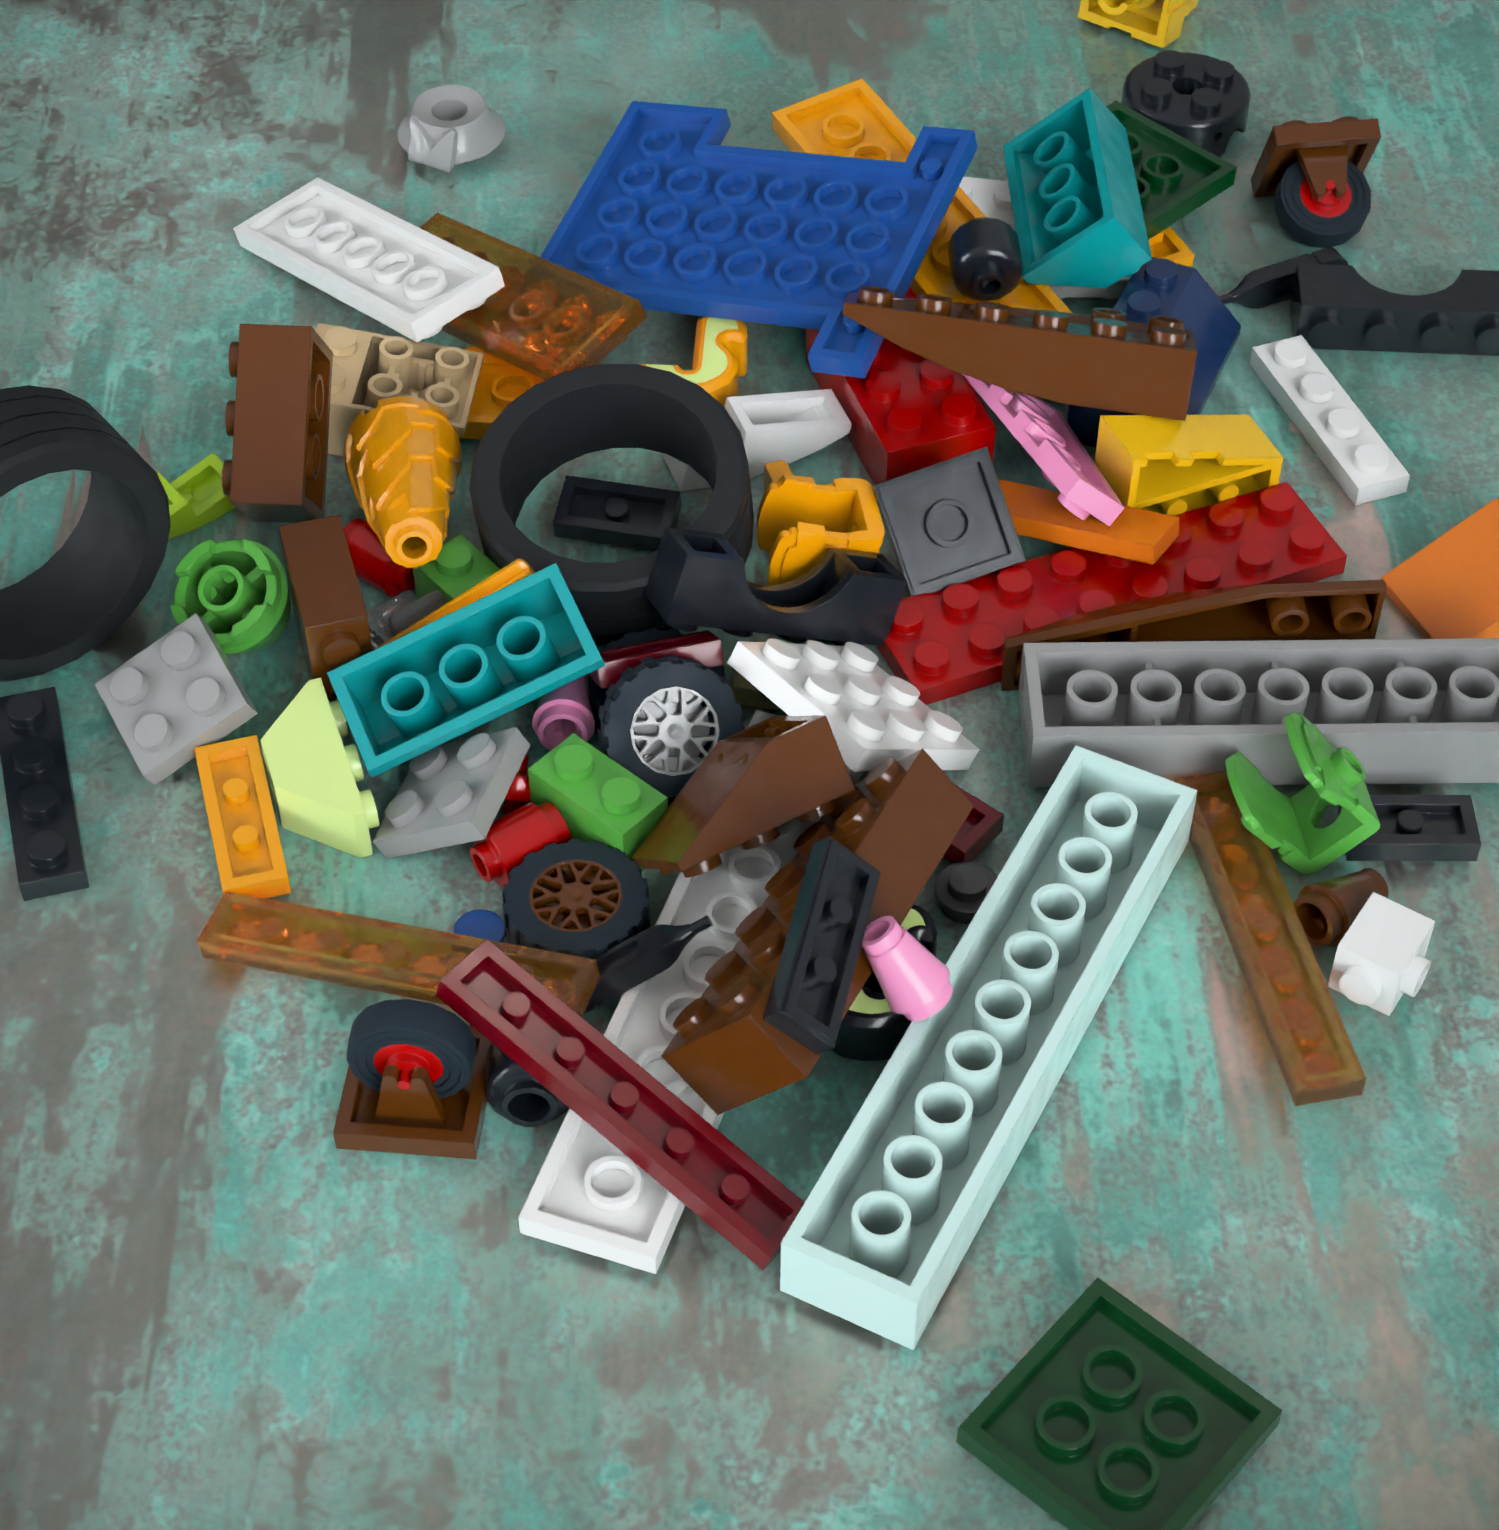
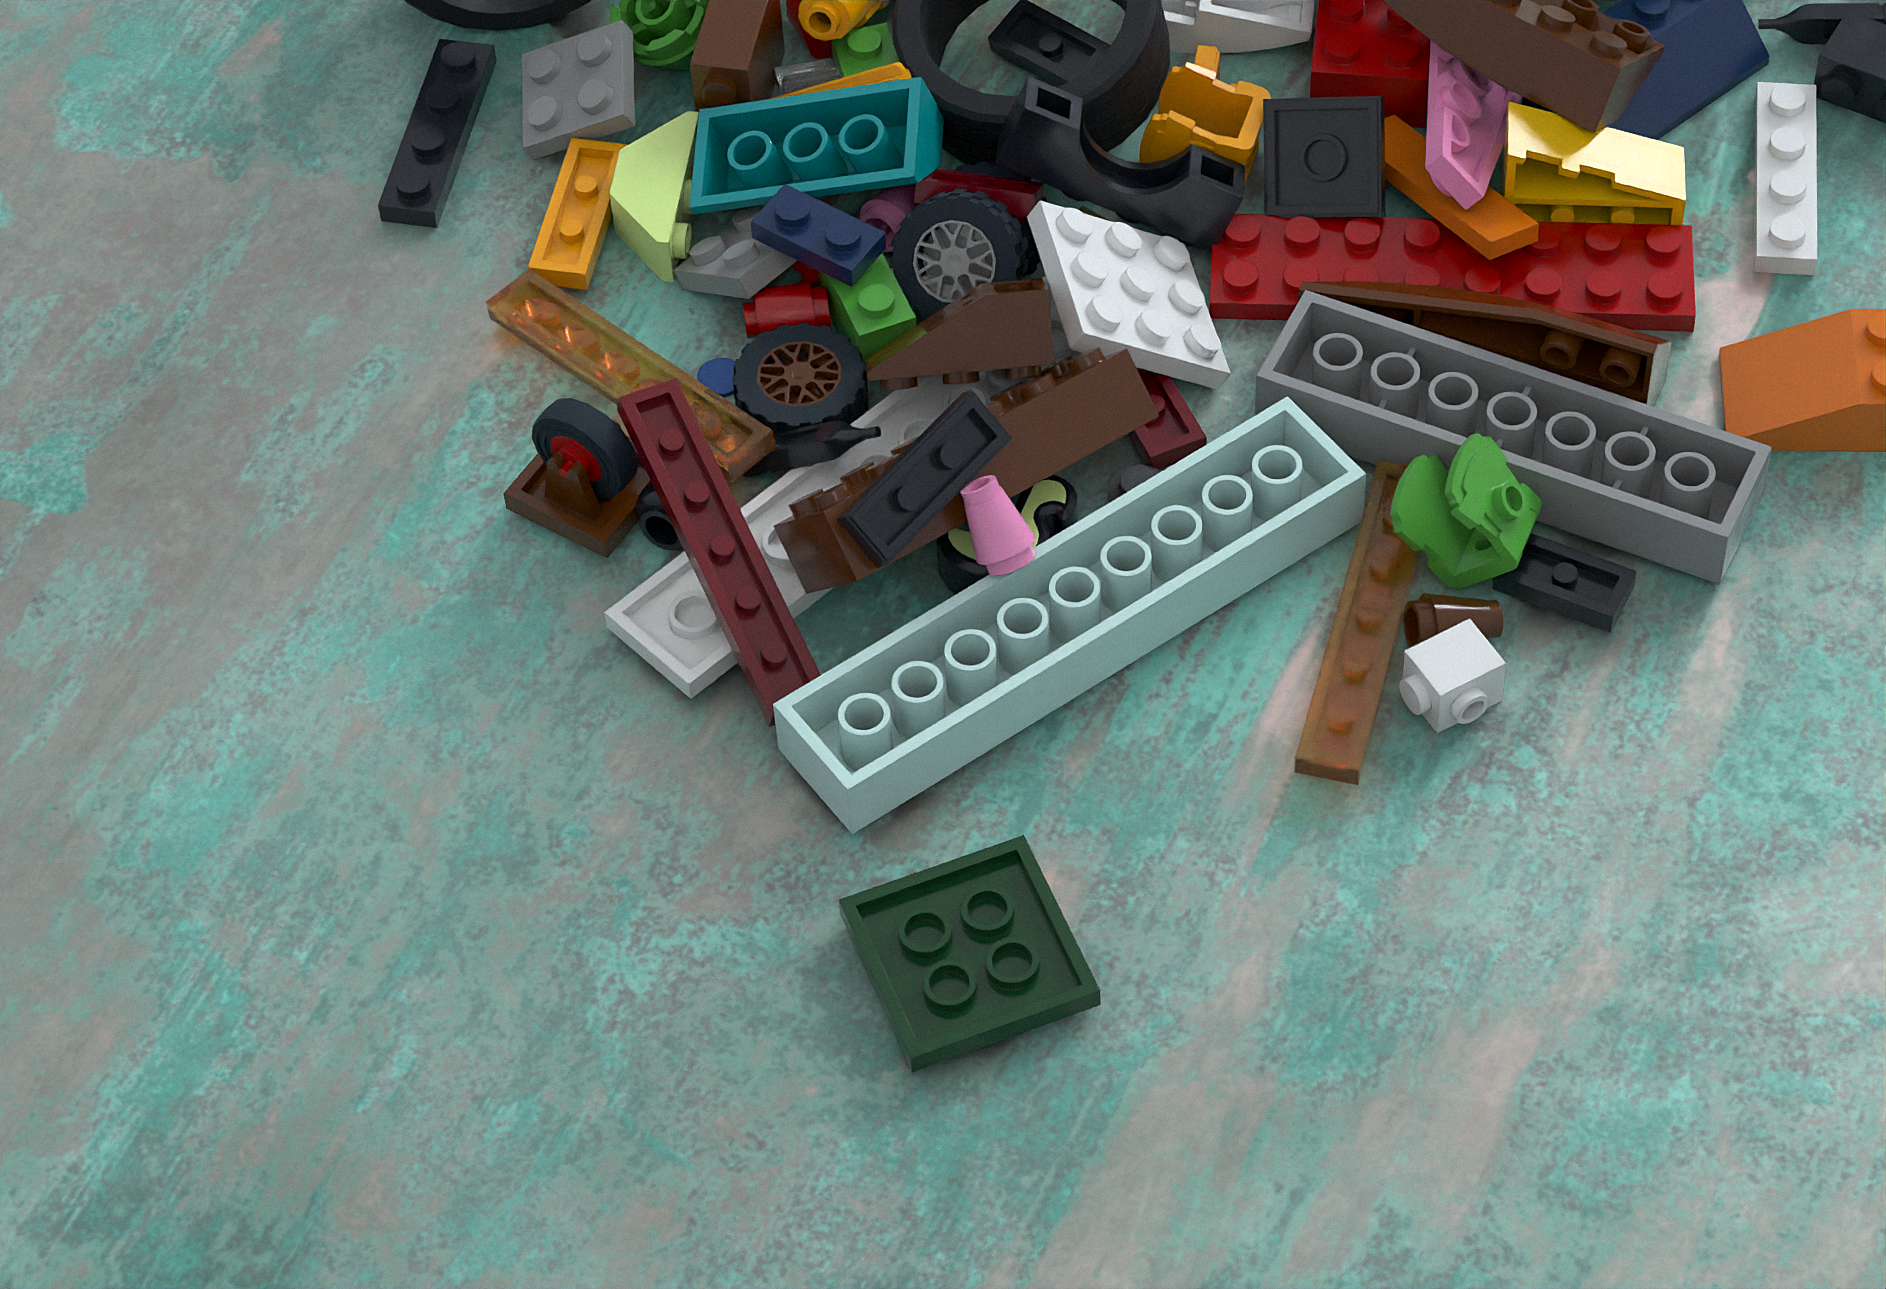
camera: 30 degrees right, 5 degrees up
(530, 750) = (818, 235): none -> dark blue plate

